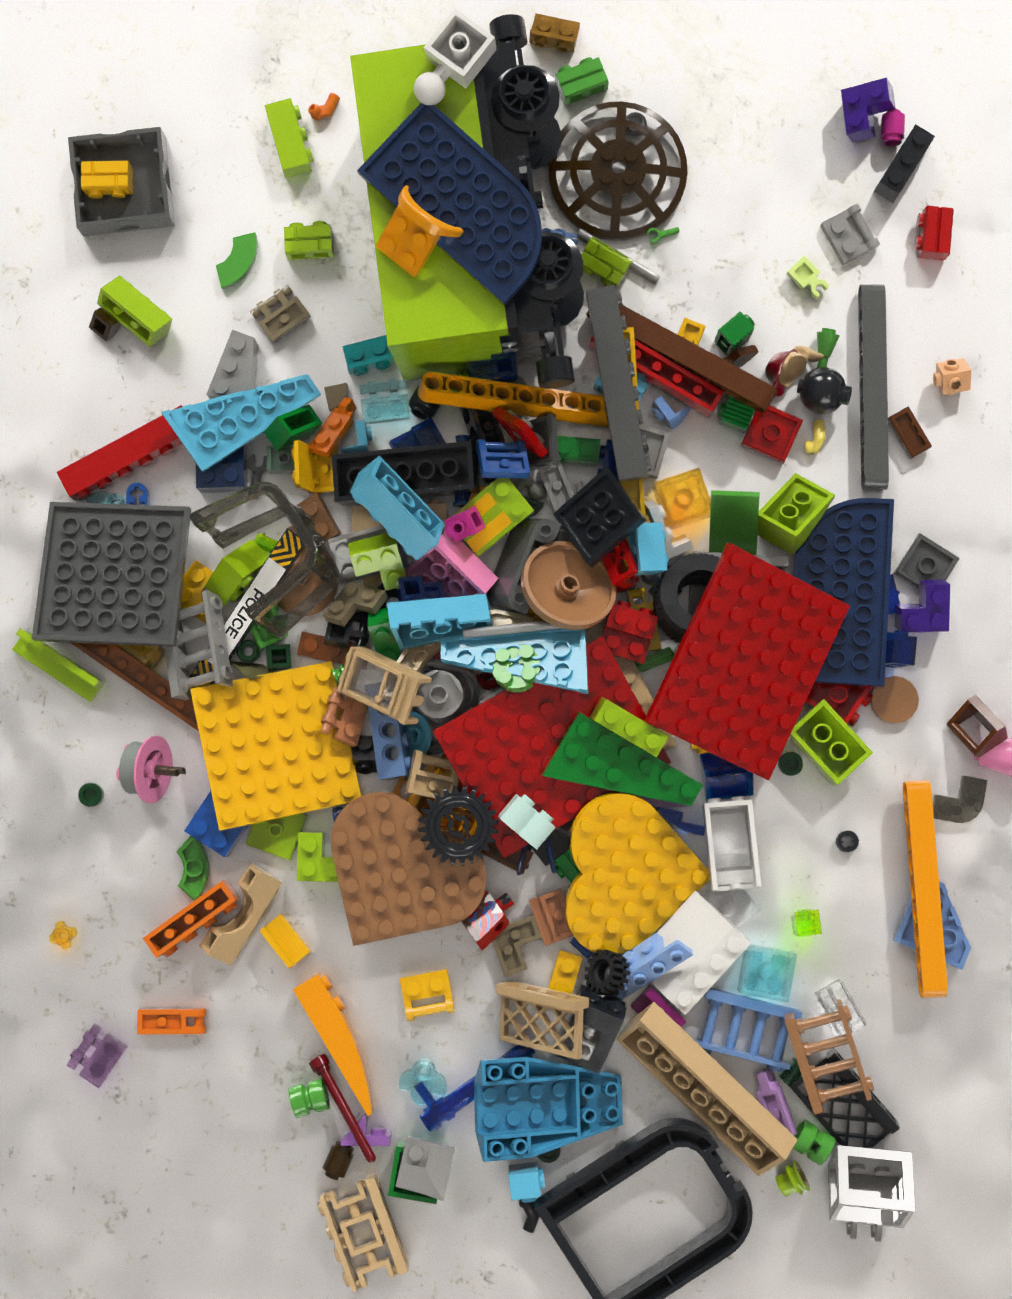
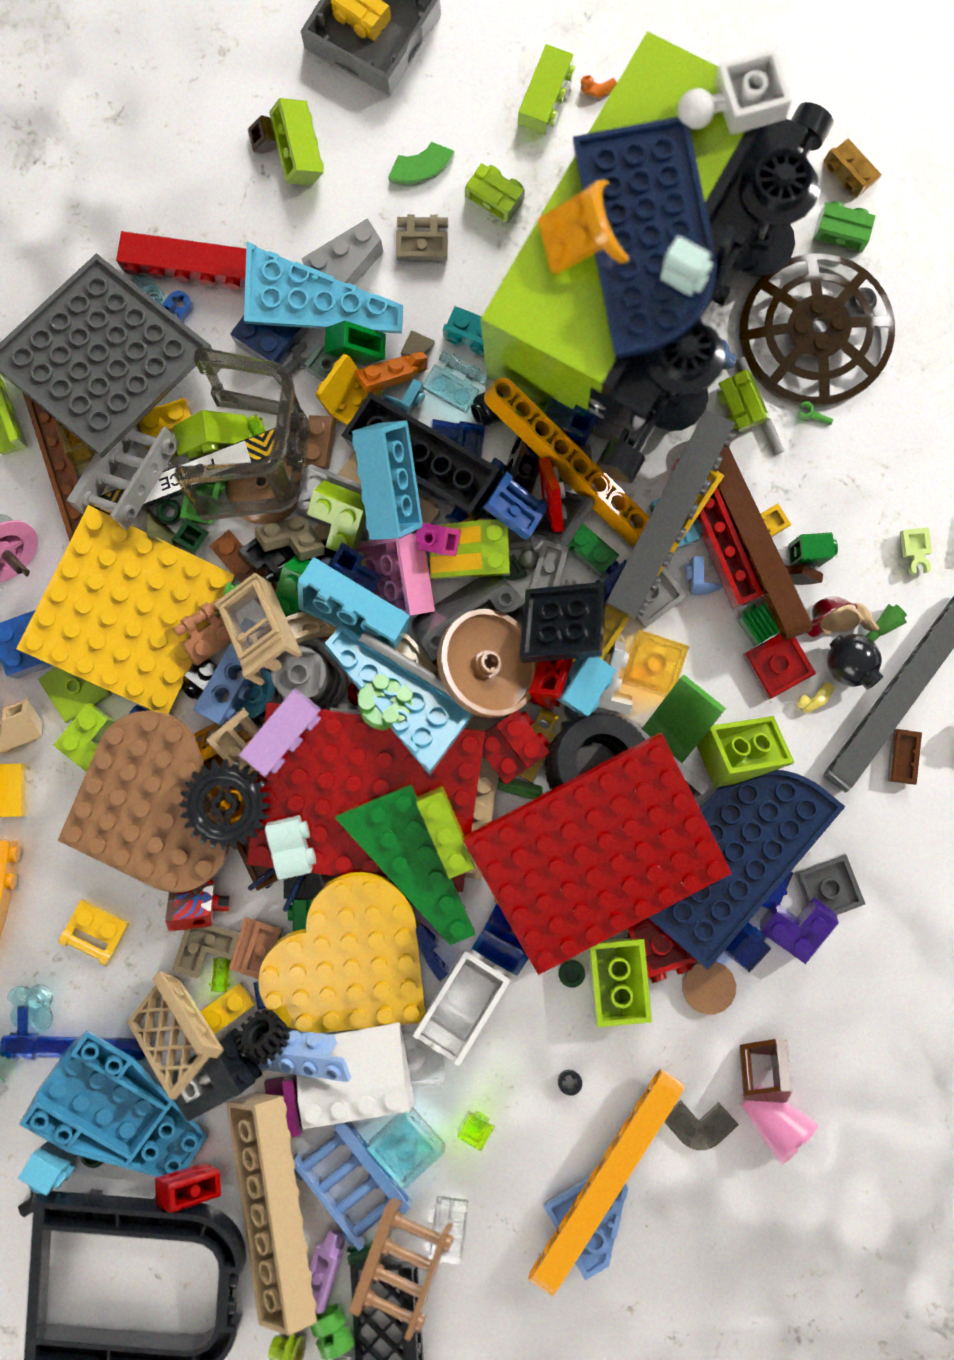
camera: 35 degrees right, 0 degrees up
(461, 743) = (281, 733): none -> lavender brick
(510, 207) = (686, 267): none -> light aqua brick
(541, 954) = (220, 976): none -> clear neon green pin
(635, 1118) = (187, 1187): none -> red brick

